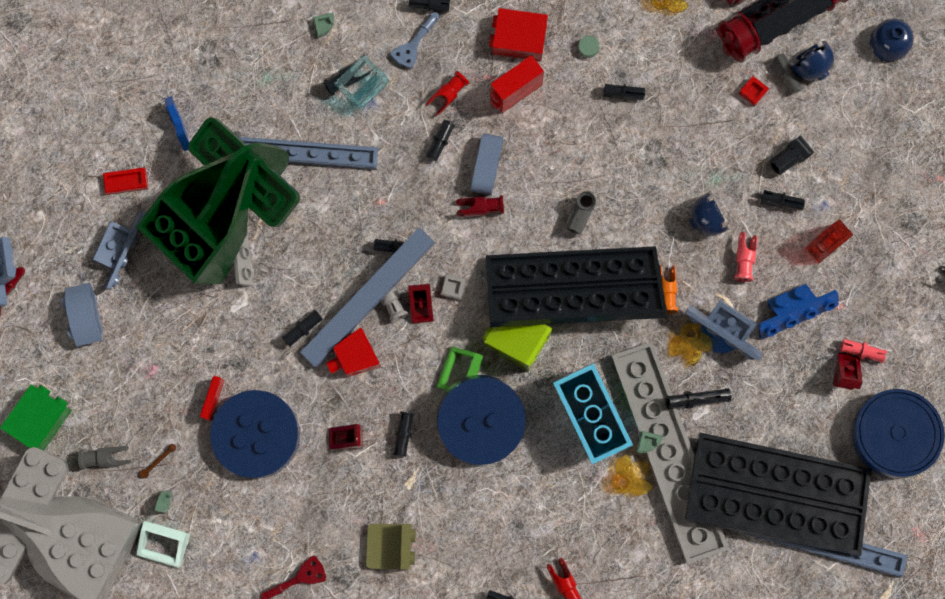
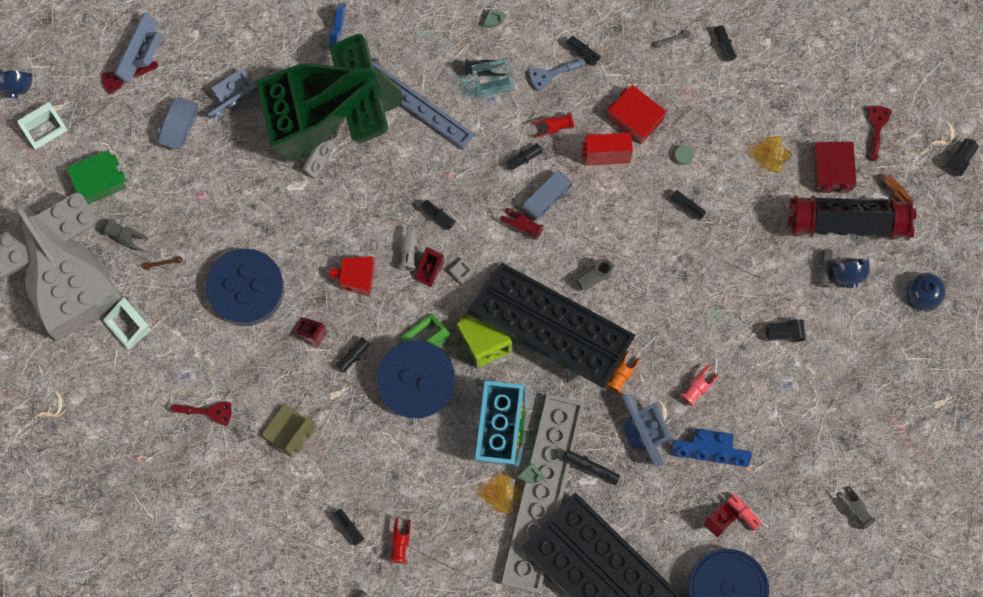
camera: 30 degrees right, 5 degrees down
(125, 181) = (272, 46): red tile -> none
(163, 501) = (147, 294): sand green tile -> none
(212, 398) = (231, 241): red tile -> none
(302, 328) = (330, 231): black pin -> none
(368, 297) = (393, 237): sand blue tile -> none
(690, 346) = (611, 426): clear yellow plate -> none
(707, 216) = (689, 336): dark blue cylinder -> none
(753, 90) = (790, 265): red tile -> none
(782, 200) = (756, 360): black axle -> none
(830, 240) = (772, 412): clear red torso -> none

